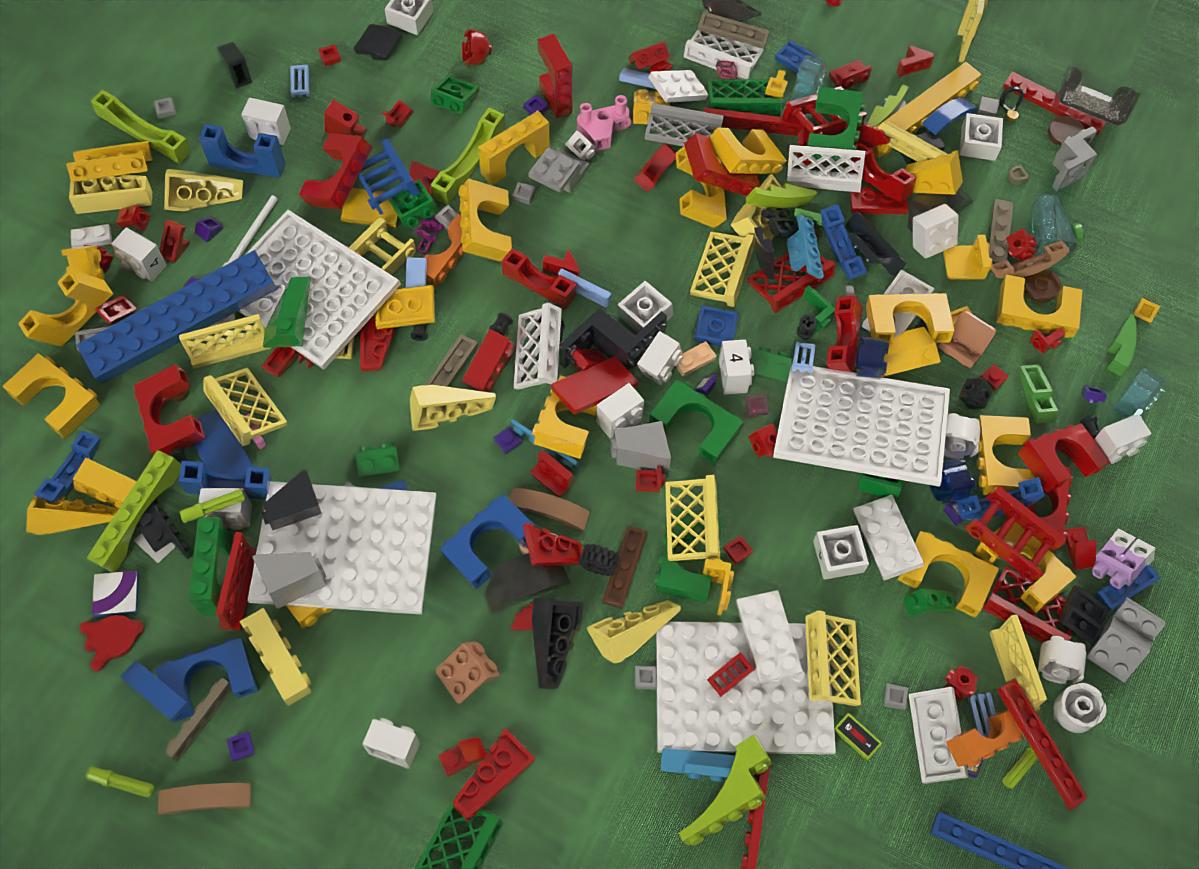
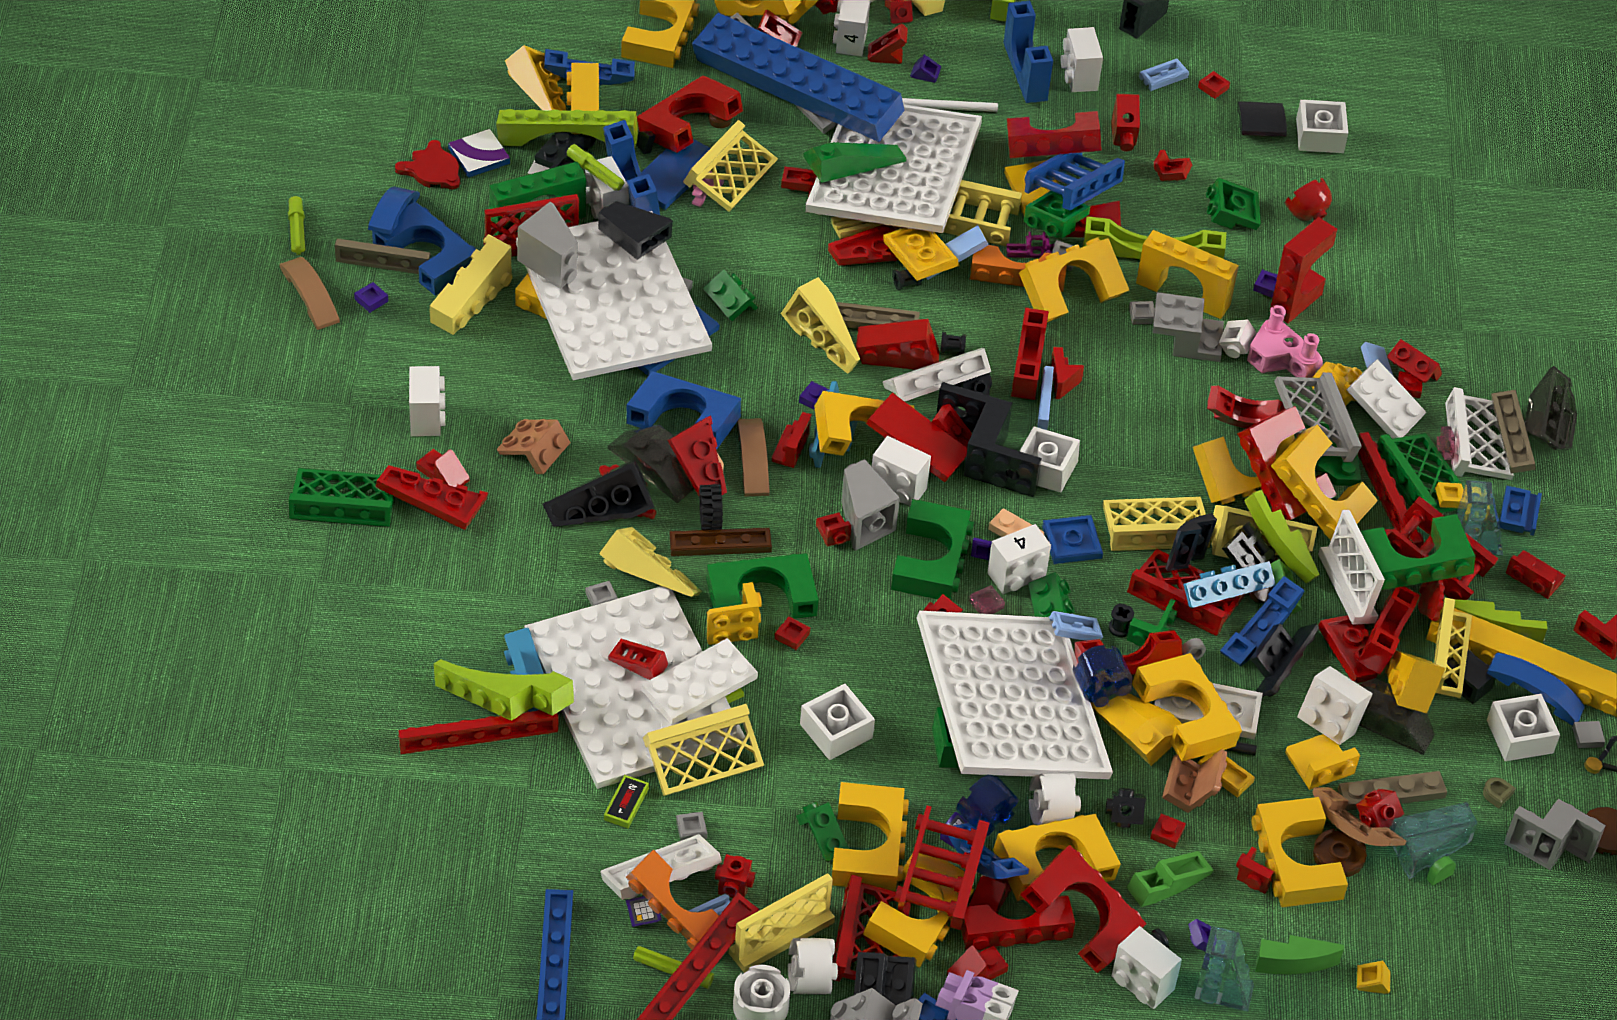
camera: 65 degrees right, 15 degrees down
(194, 190) = (963, 40): light yellow wedge -> none
(222, 349) = (782, 124): light yellow fence -> none
(660, 359) = (986, 484): white brick -> none
(710, 520) = (803, 581): light yellow fence -> none
(888, 537) = (880, 762): white plate -> none

